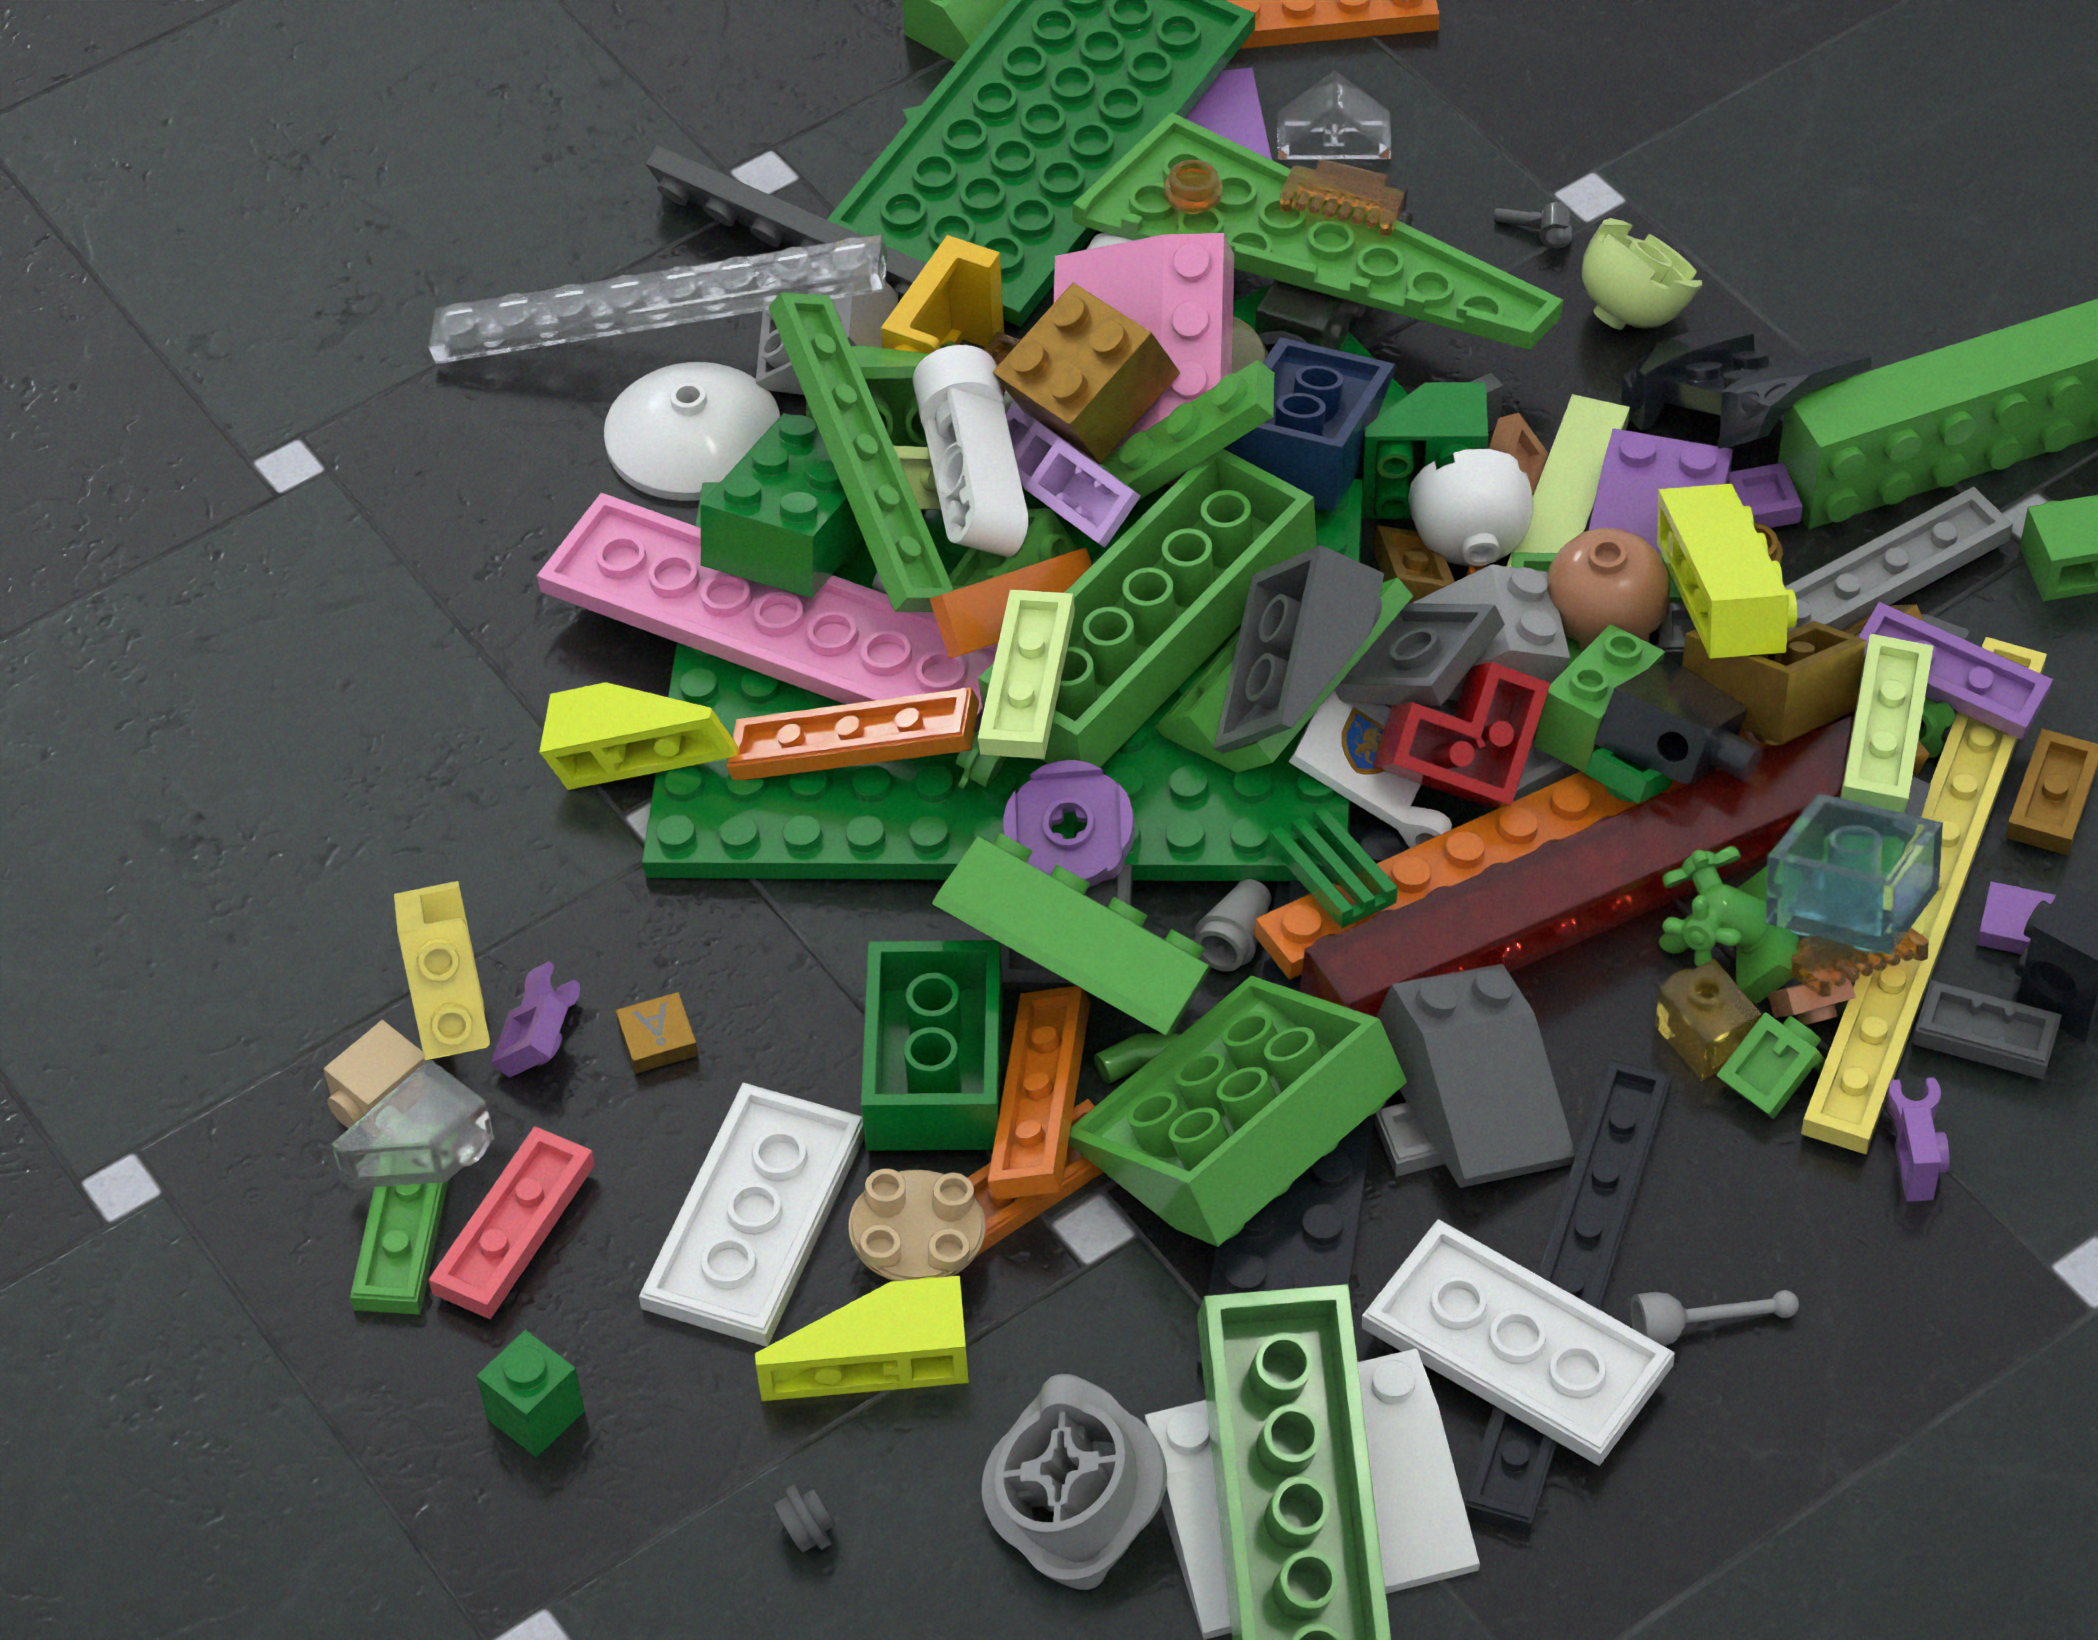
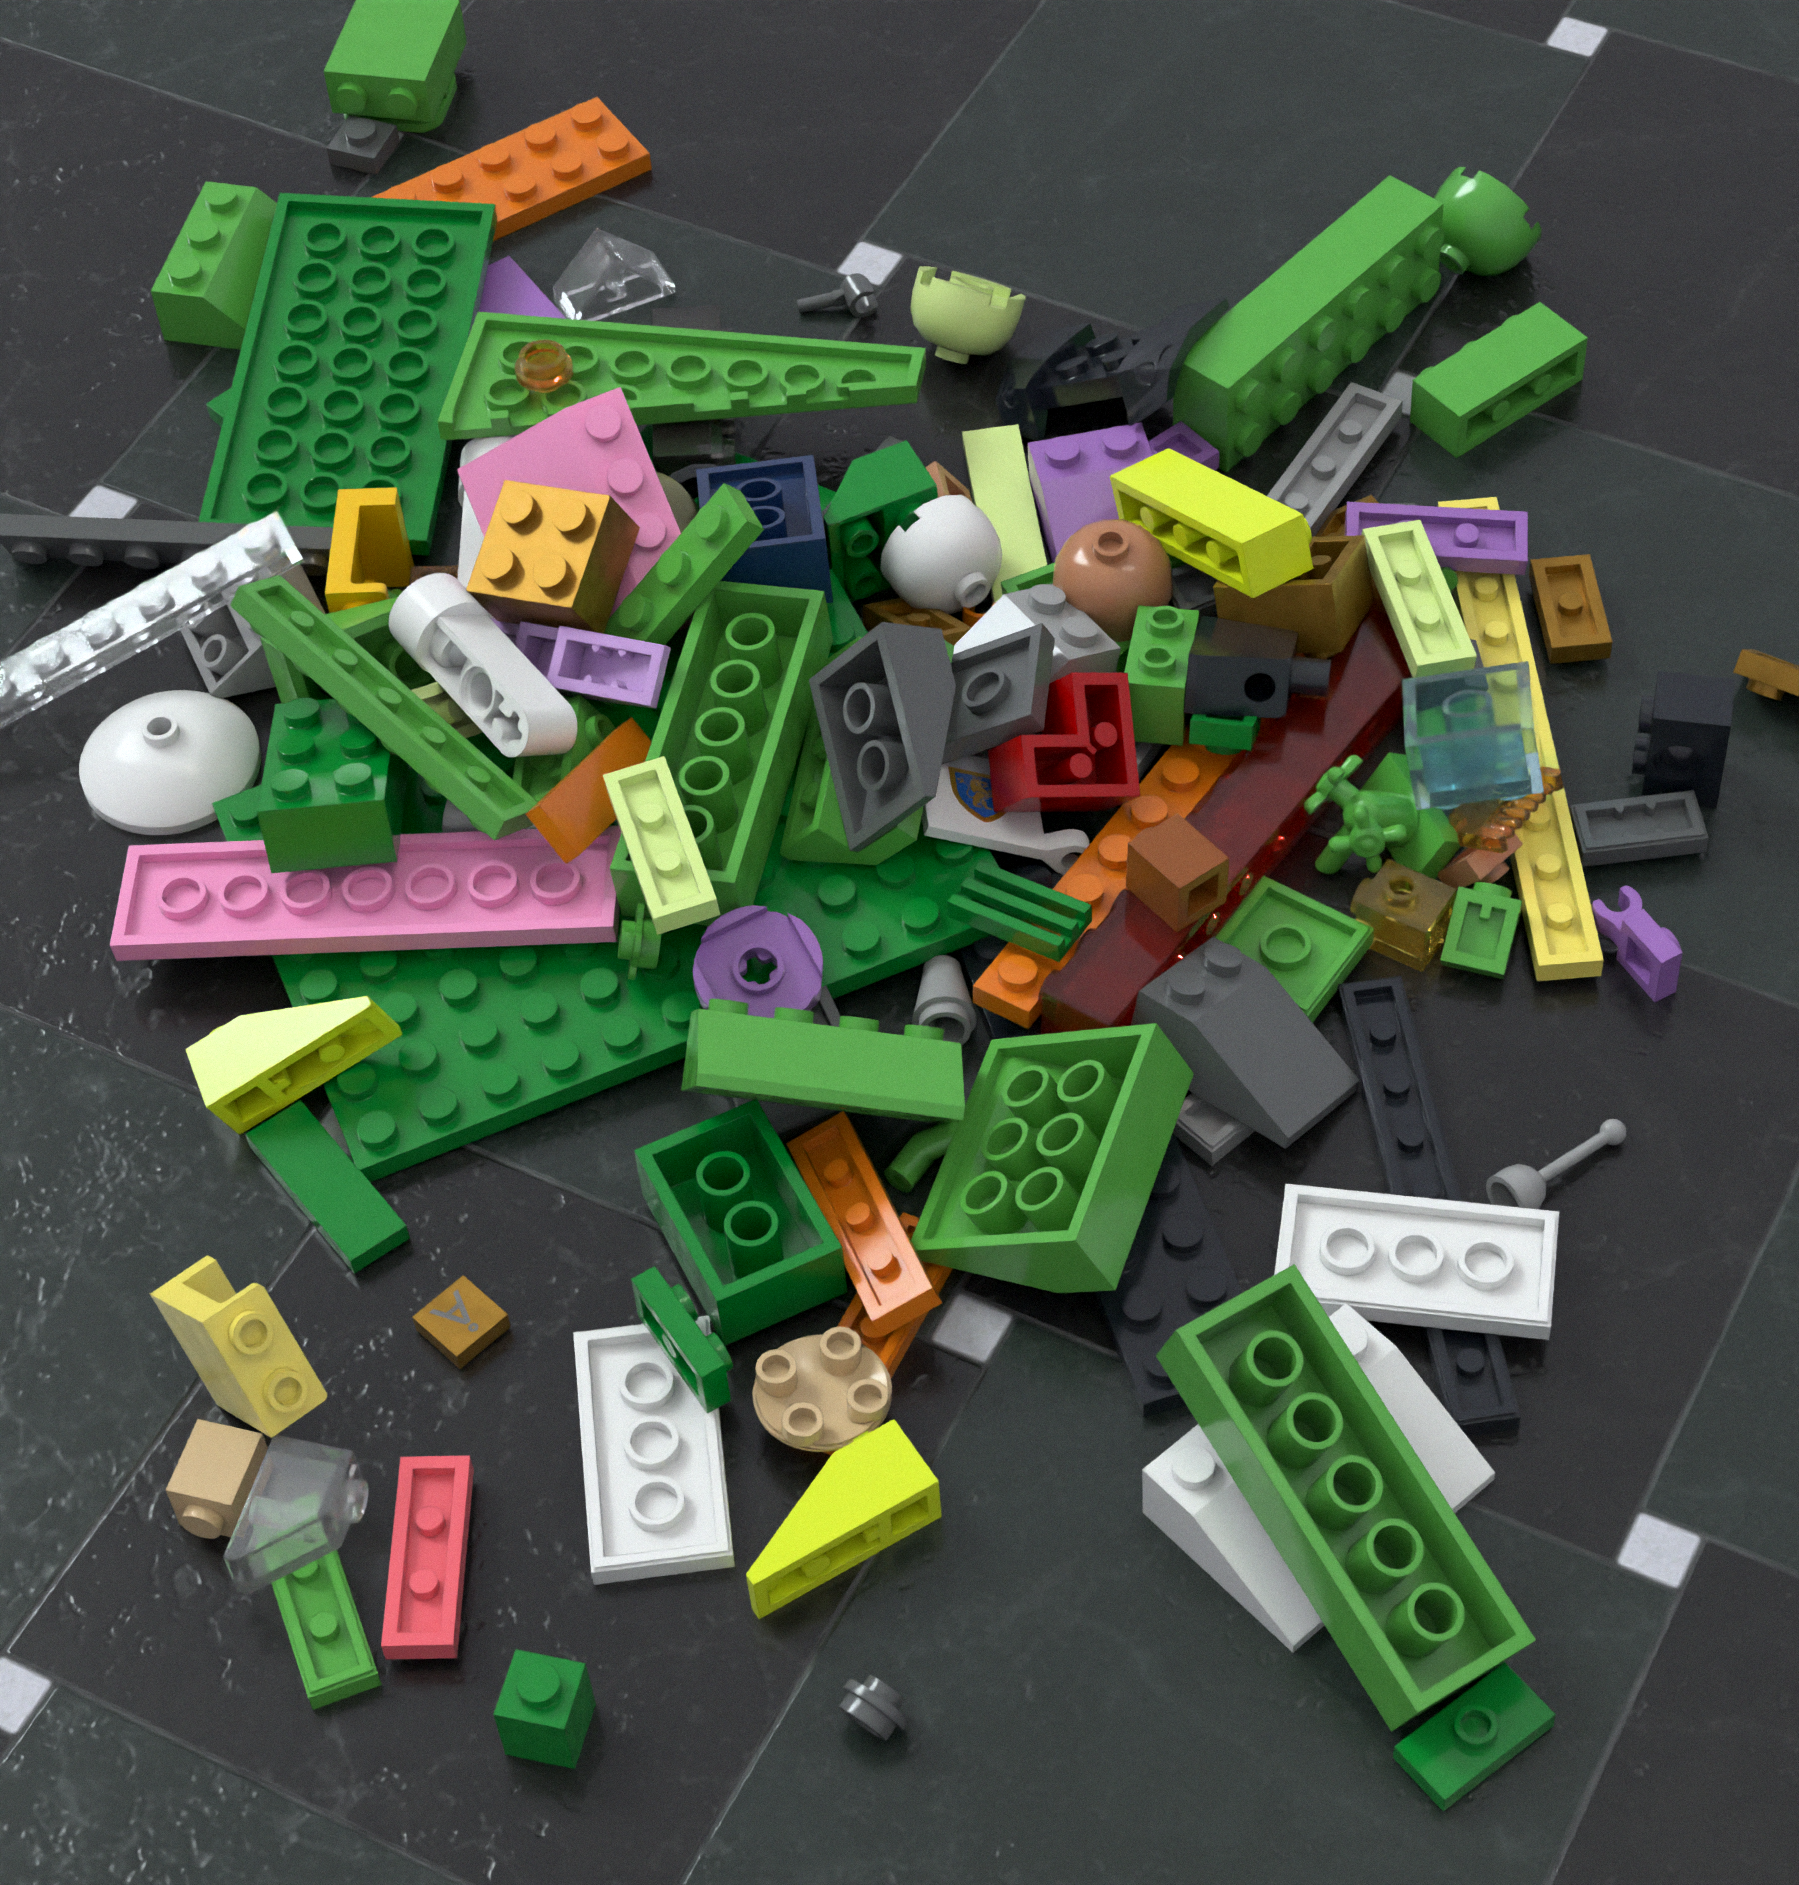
camera: 25 degrees left, 0 degrees up
(533, 1029) = (343, 1360): medium lavender plate -> none
(612, 866) = (327, 1186): none -> green tile
(826, 1149) = (671, 1321): none -> green plate
(854, 734) = (508, 969): orange tile -> none
(1094, 1497) = (1045, 1582): light grey piece -> none
(1345, 186) = (677, 319): clear orange piece -> none
(1488, 888) = (1177, 872): none -> dark orange brick
(1587, 1006) = (1298, 941): none -> bright green plate
(2007, 915) = (1601, 728): medium lavender tile -> none

